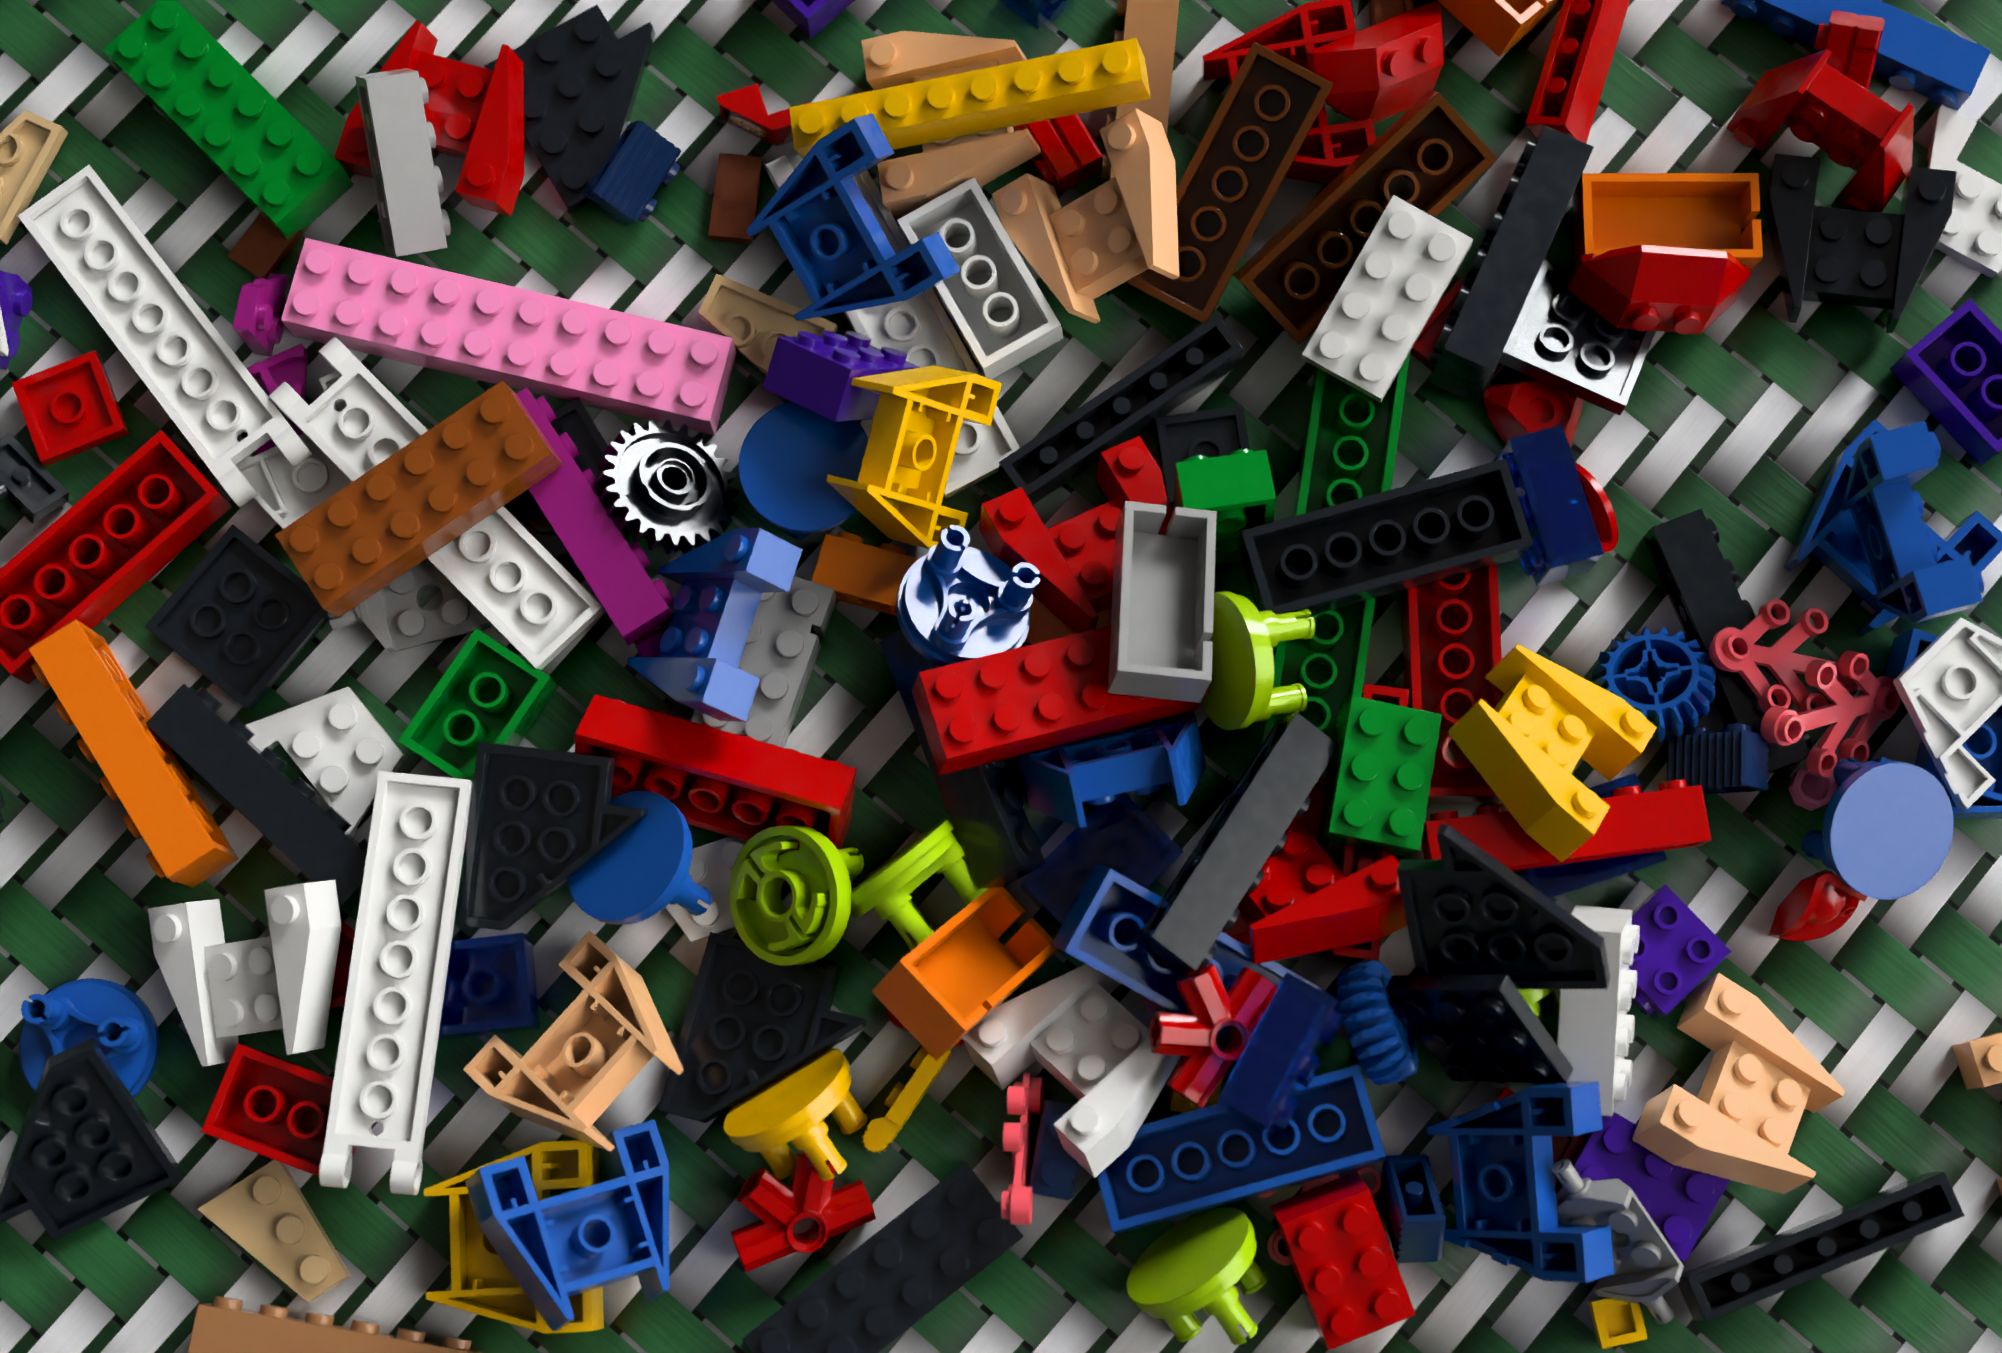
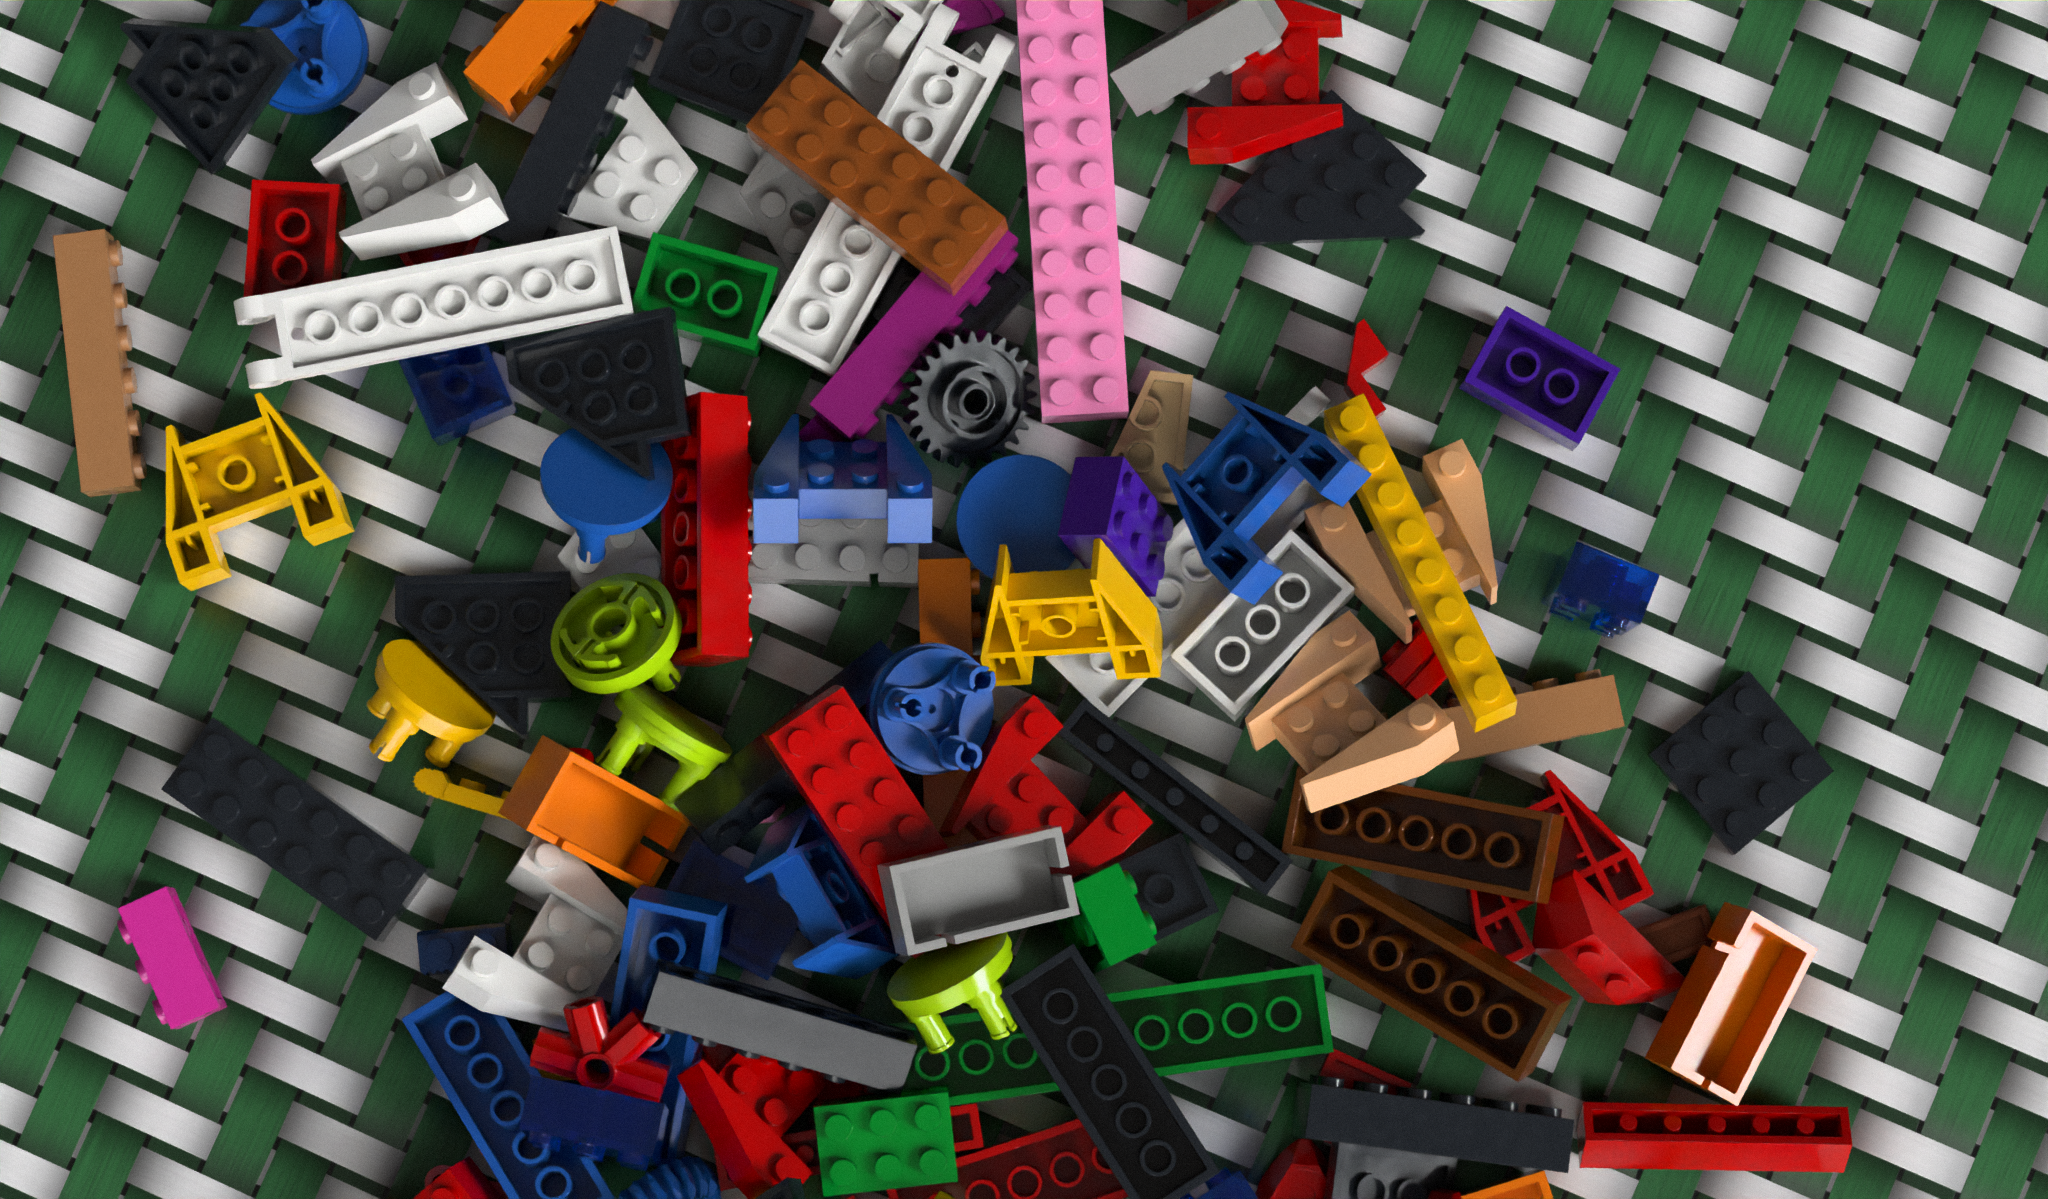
camera: 70 degrees right, 5 degrees up
(279, 1230) = (193, 276): tan wing -> none
(585, 1053) = (424, 497): light nougat wedge -> none
(585, 1234) = (261, 552): blue wedge -> none
(634, 173) = (1265, 266): dark blue brick -> none
(735, 197) = (1276, 368): copper tile -> none
(784, 1206) = (340, 716): red piece -> none
(1022, 1100) = (454, 911): coral plant -> none
(1197, 1269) = (391, 1103): lime piece -> none
(1387, 298) = (1345, 1016): white brick -> none

